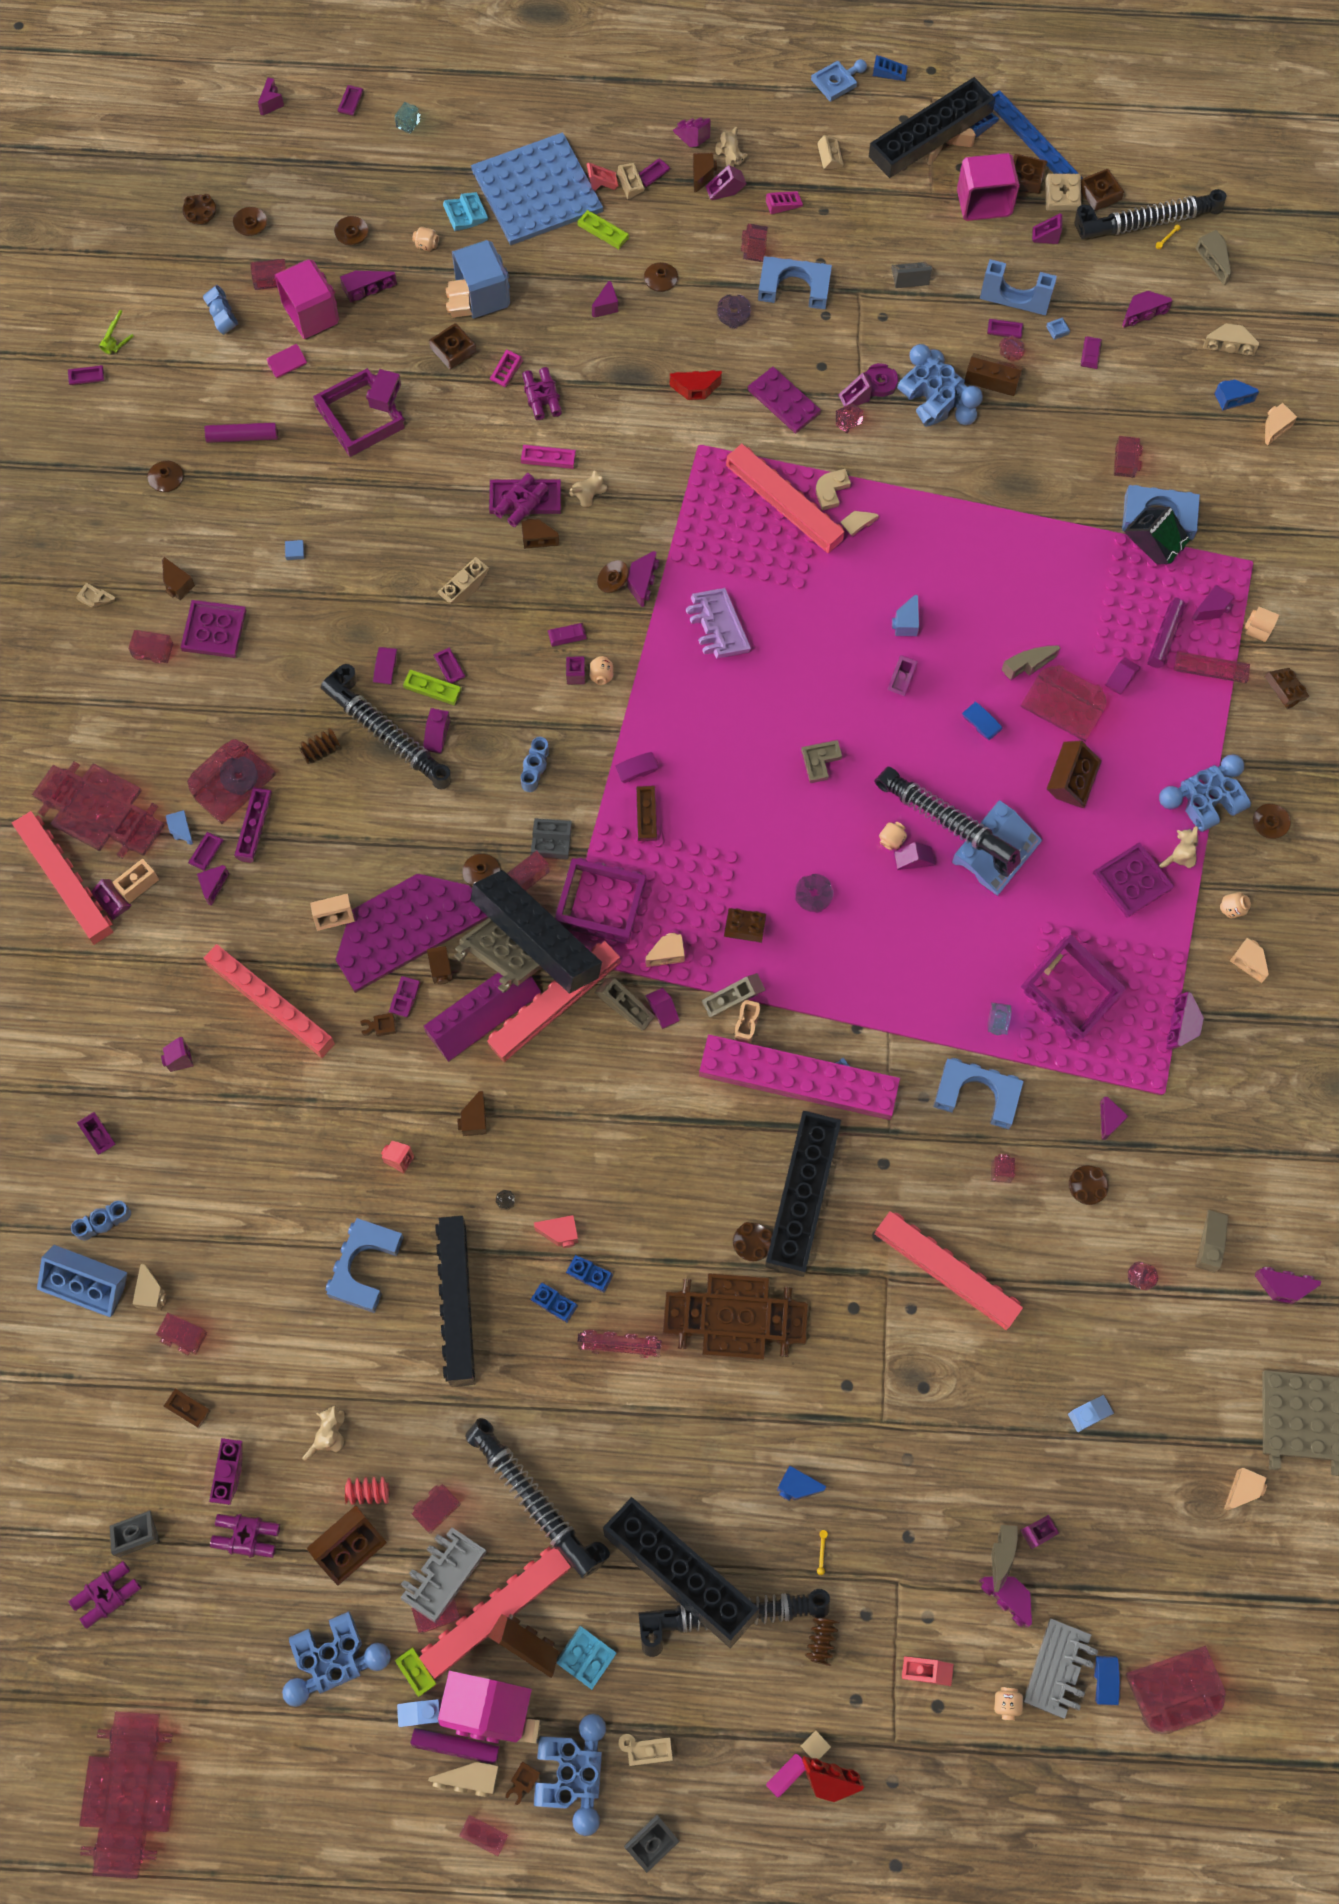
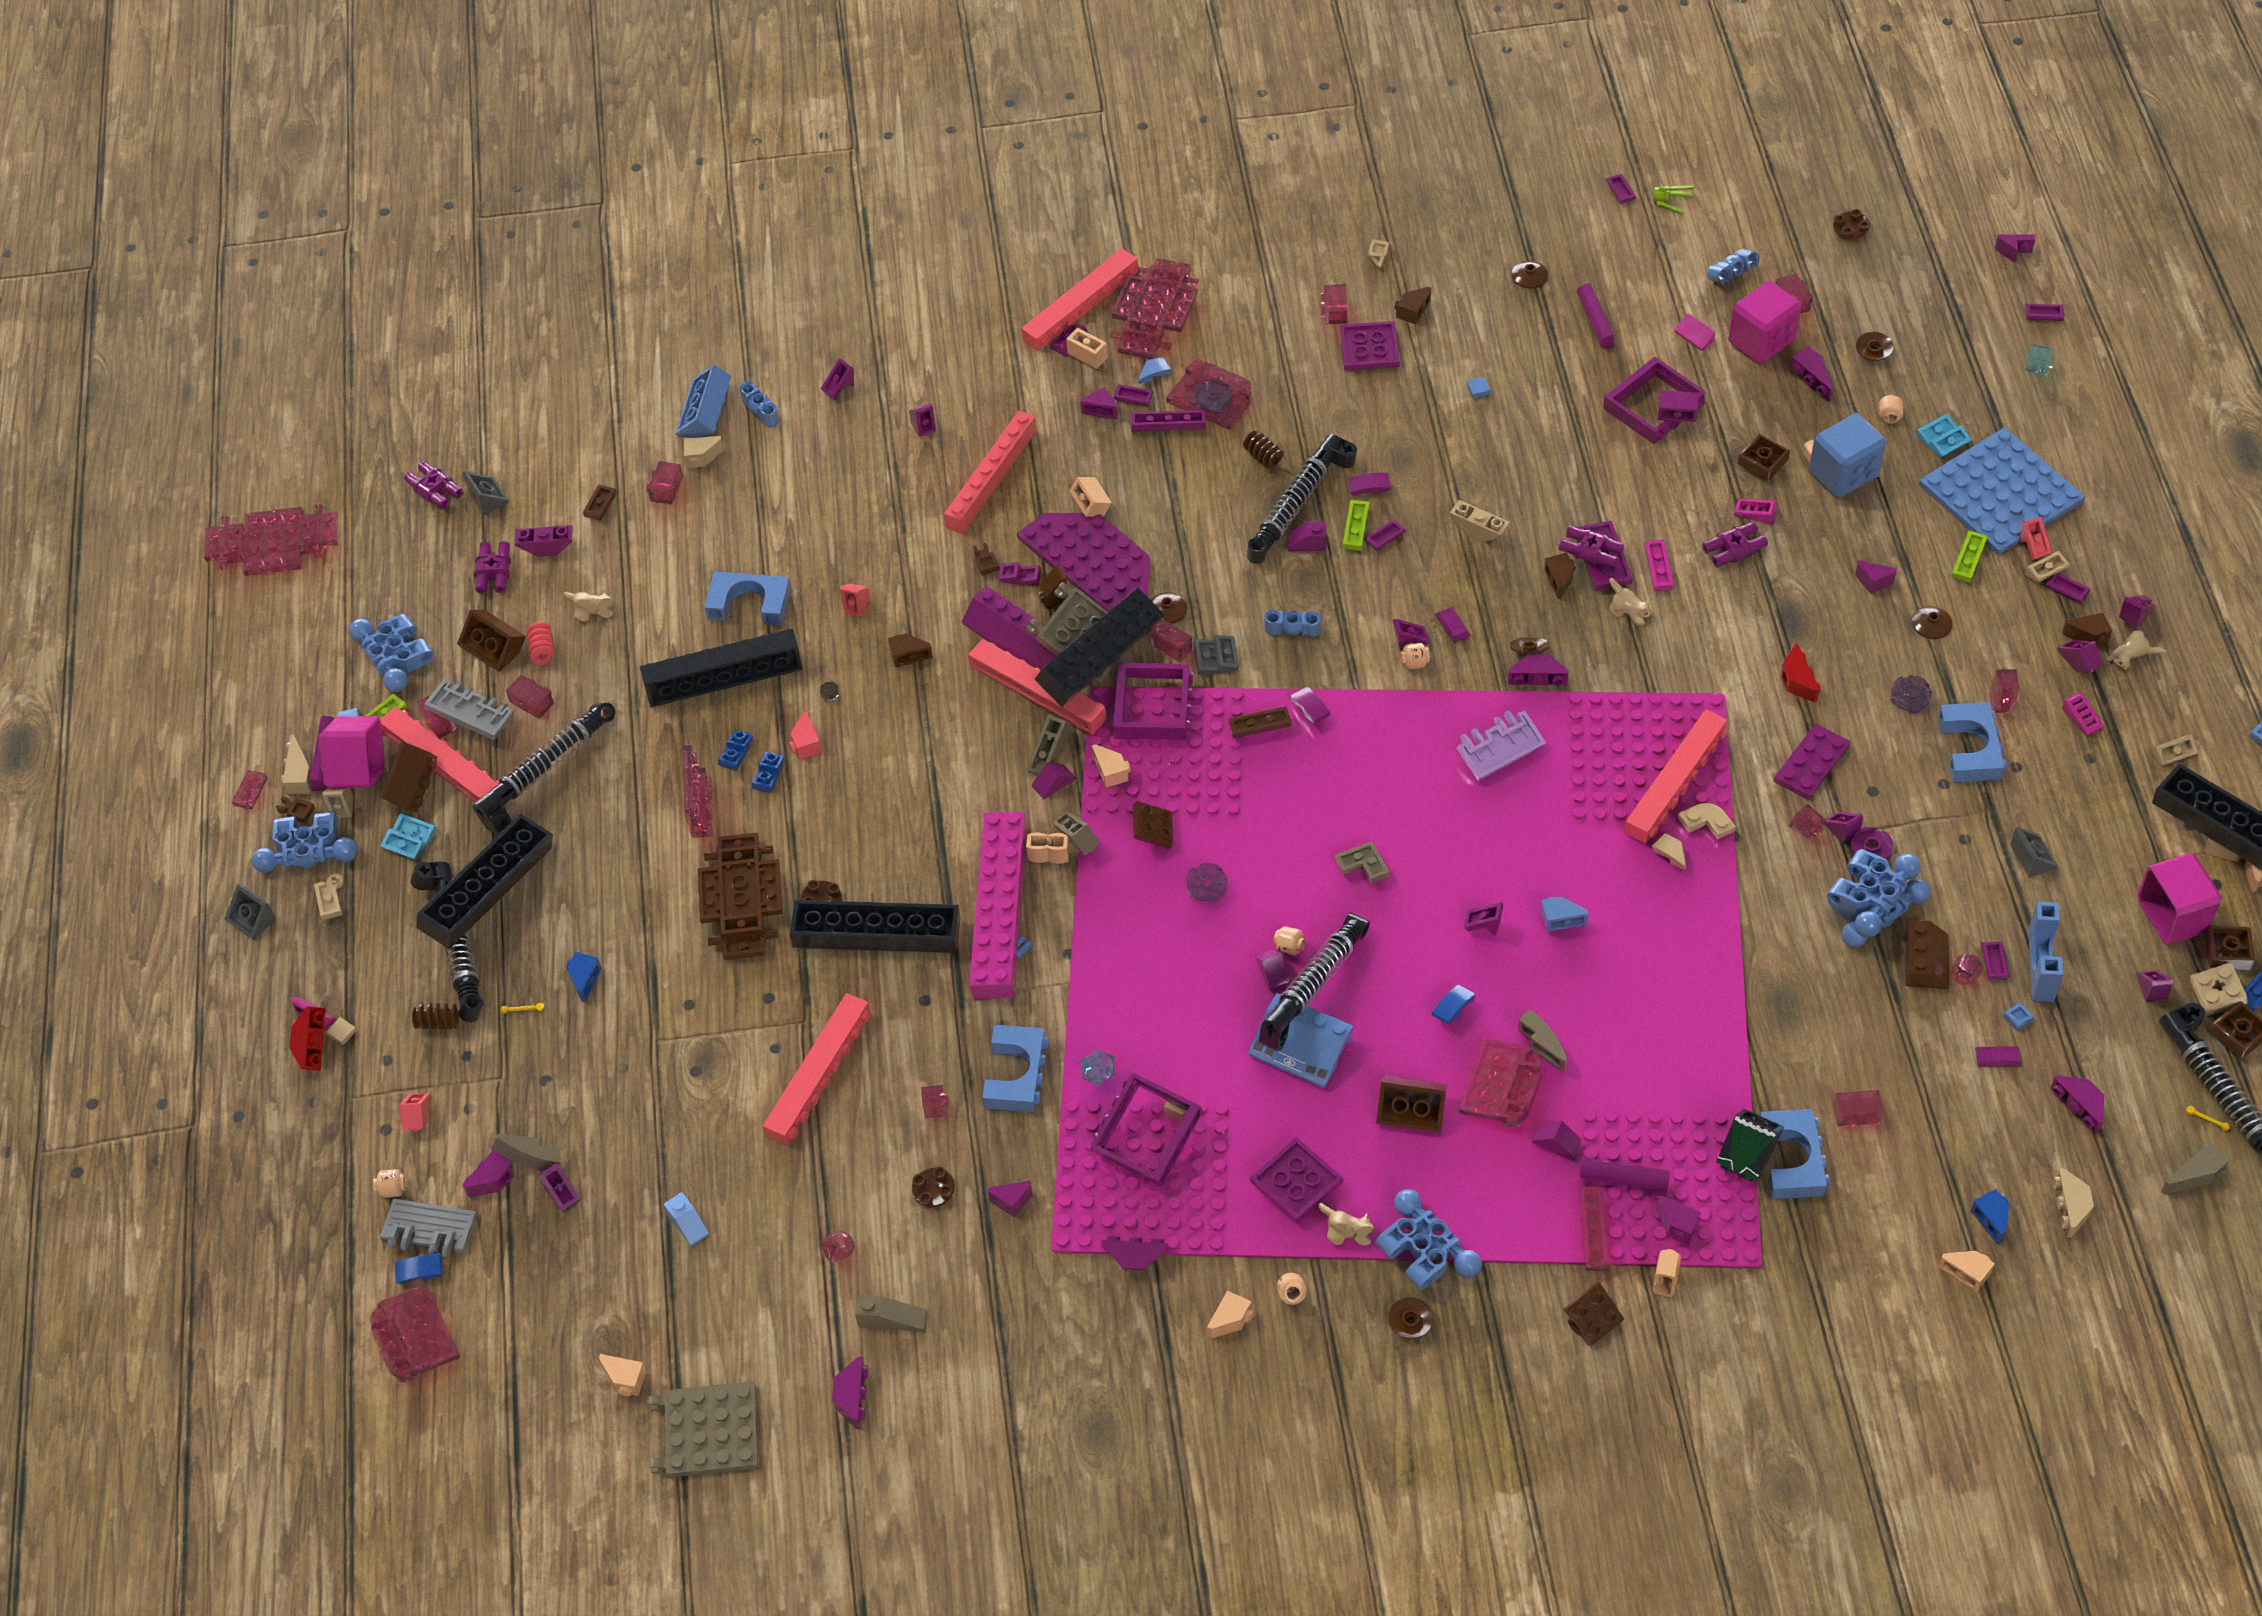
camera: 85 degrees right, 15 degrees down
(249, 221) = (1851, 264): reddish brown dish -> none

